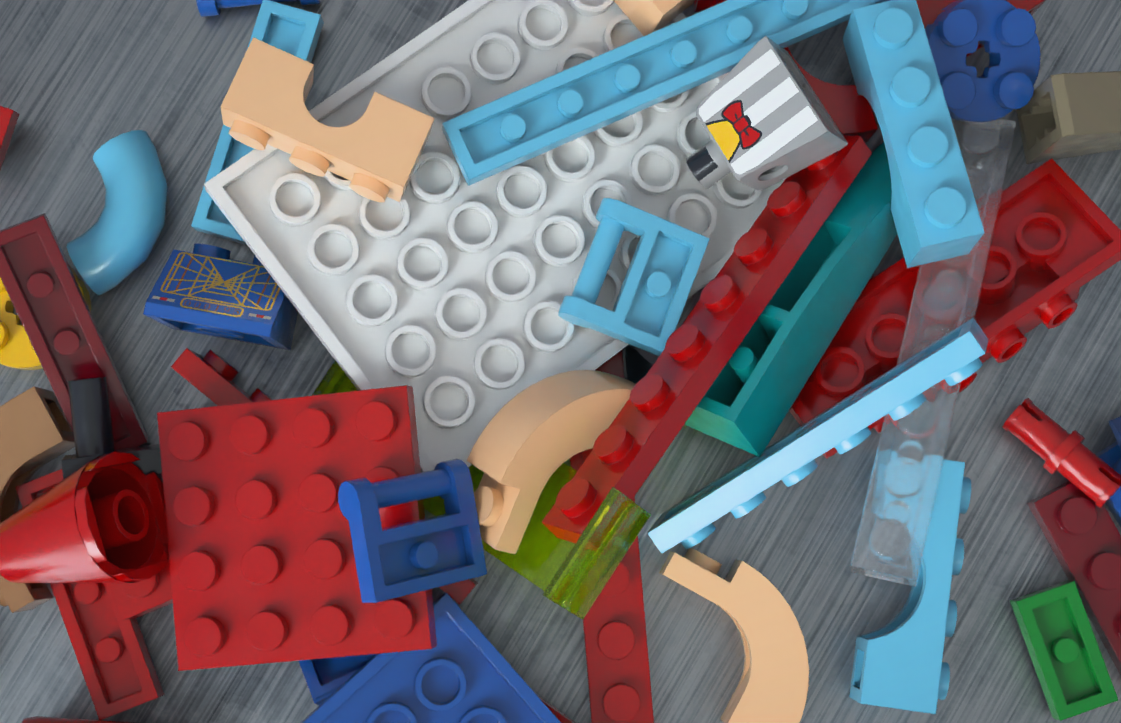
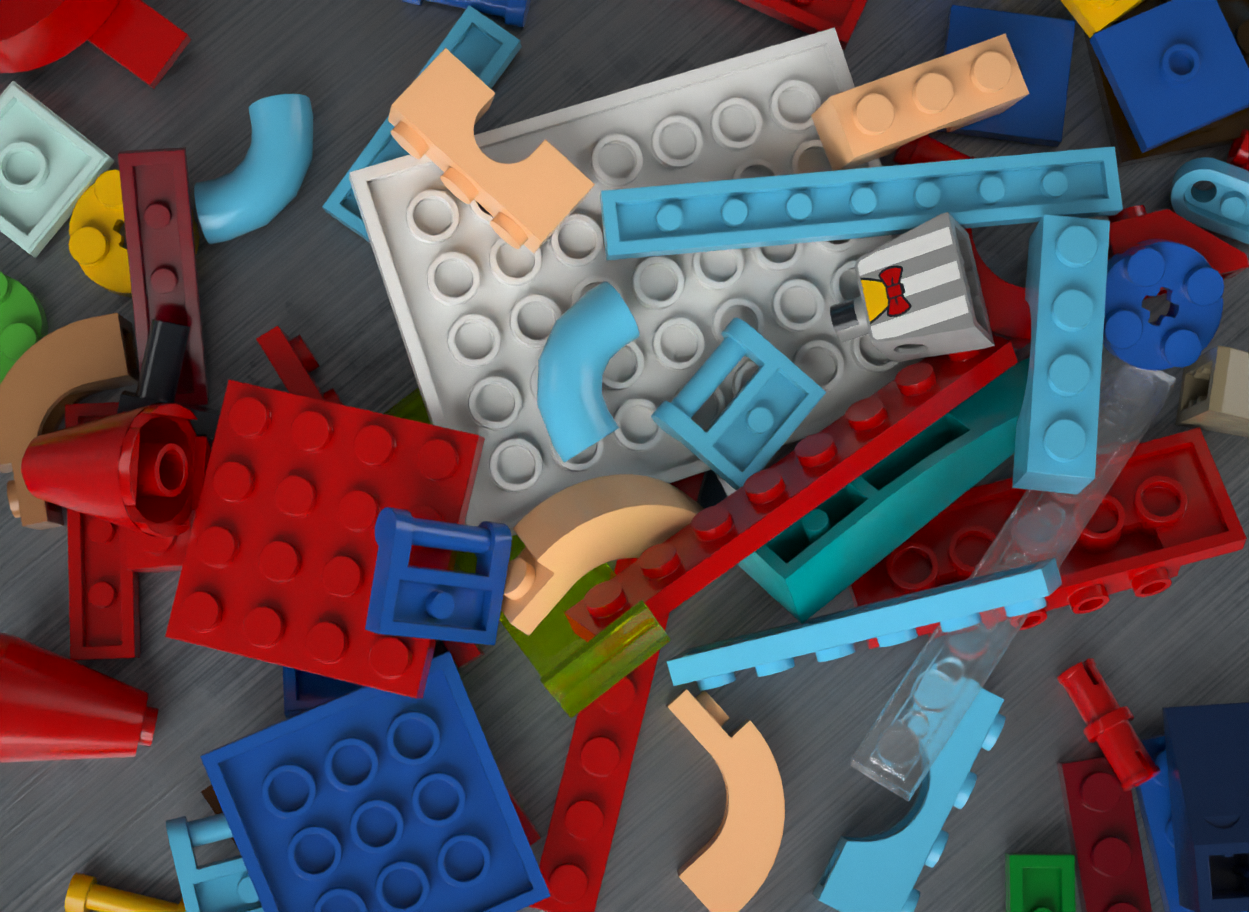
camera: 20 degrees right, 0 degrees up
(222, 298) = (329, 288): blue slope -> none
(472, 292) = (574, 367): none -> medium azure cylinder

